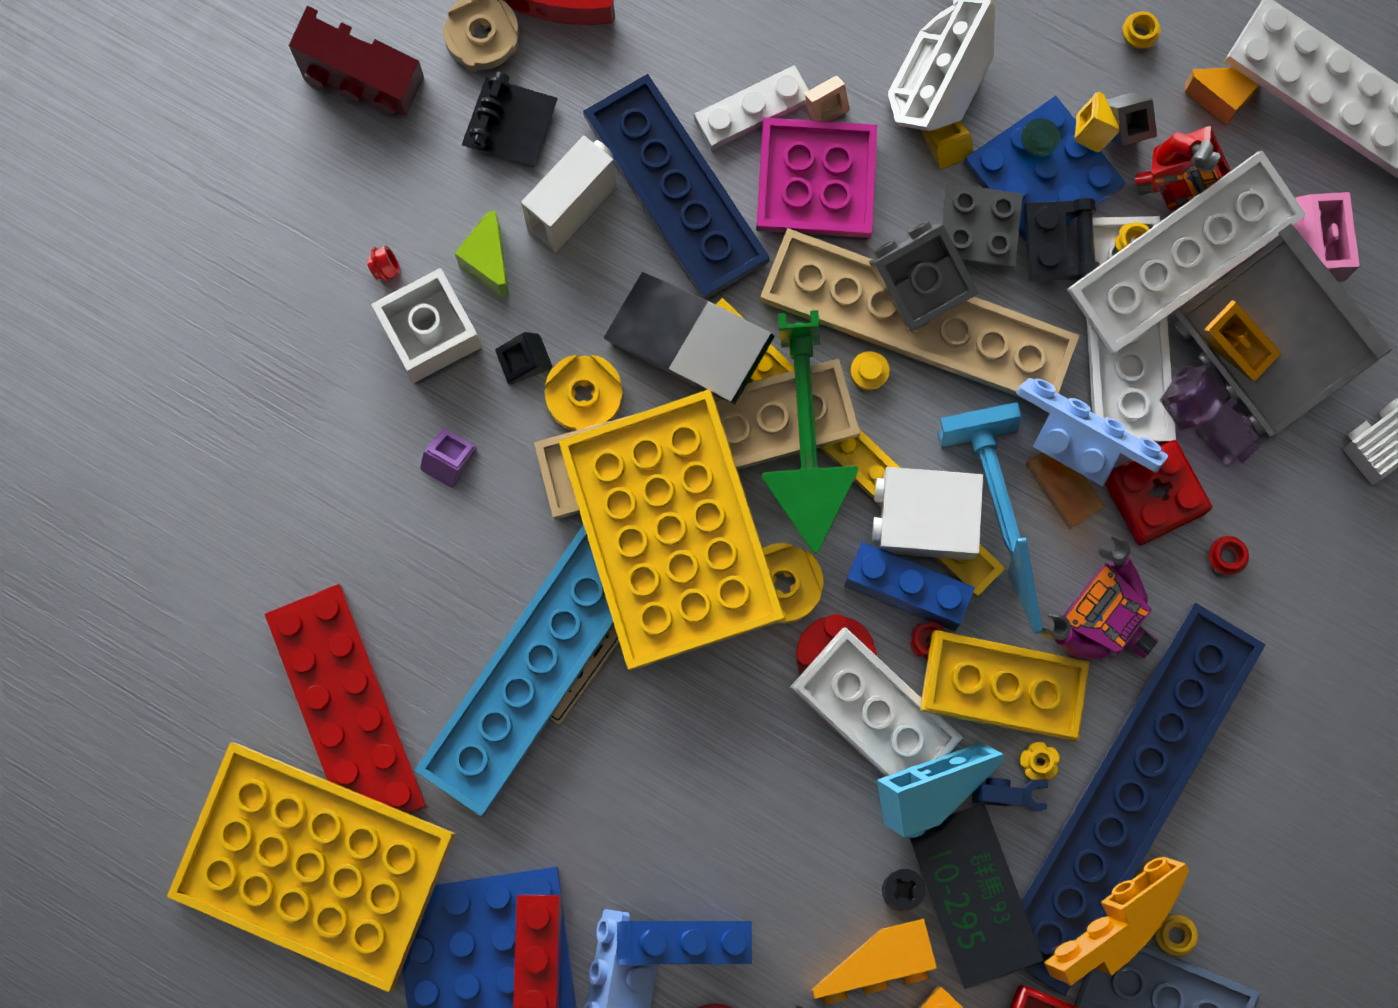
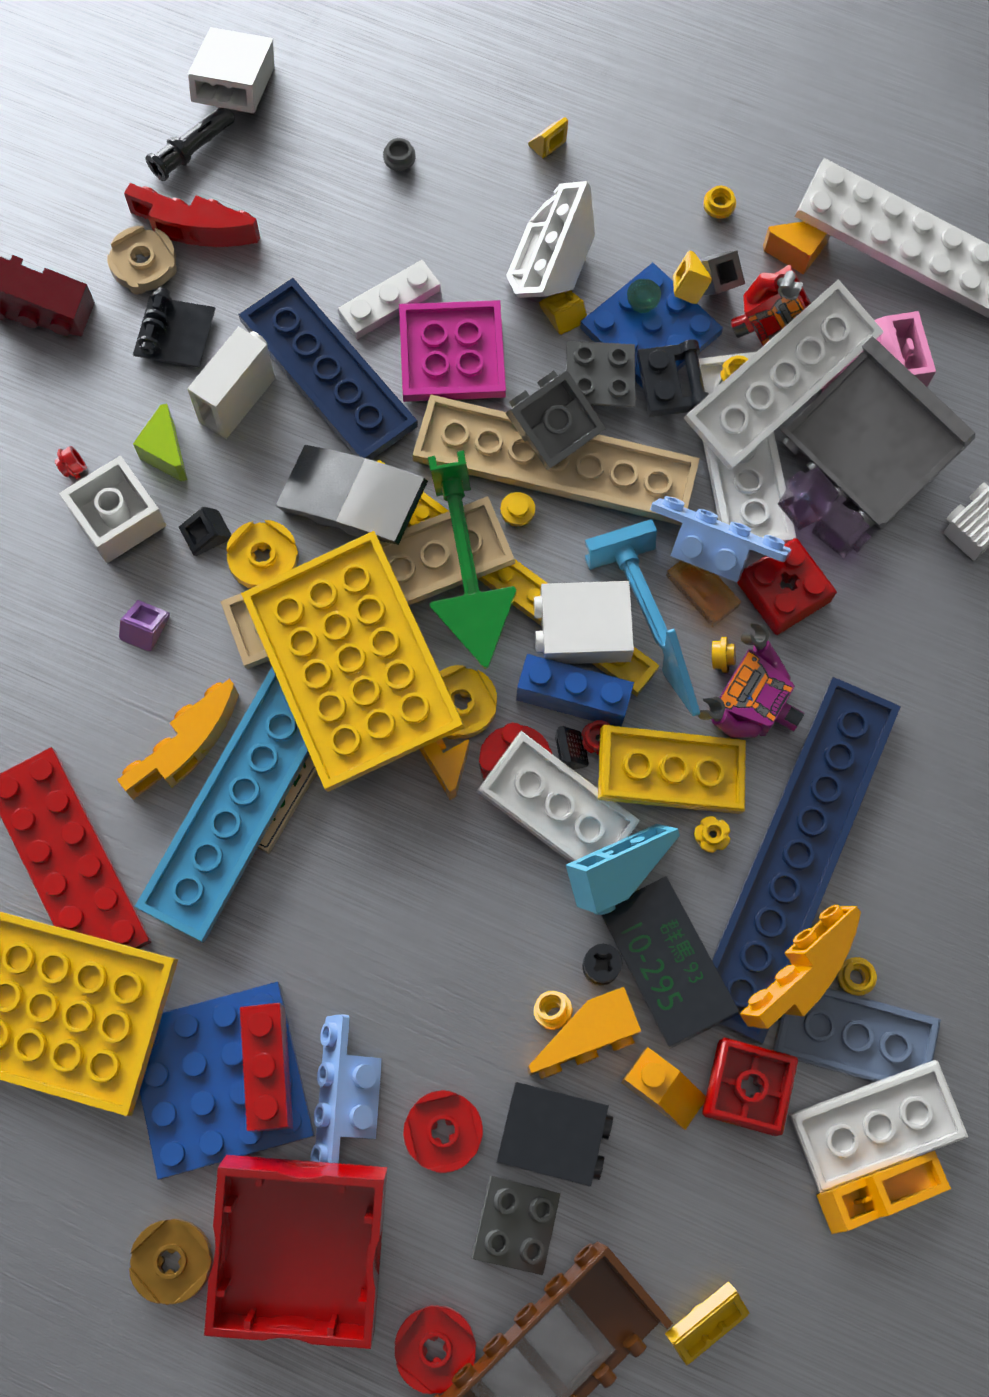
camera: 10 degrees left, 5 degrees down
(496, 584) = (197, 732): none -> light orange slope
(684, 942) = (402, 1035): blue brick -> none
(761, 654) = (448, 765): none -> light orange slope
(827, 100) = (454, 284): tan plate -> none
(843, 921) = (551, 1000): none -> yellow plate
(897, 649) = (570, 748): none -> black slope
(999, 793) = (680, 866): dark blue plate -> none
(1077, 563) = (723, 654): none -> yellow plate
(1236, 547) = (861, 626): red plate -> none
(1241, 341) = (841, 445): light orange slope -> none

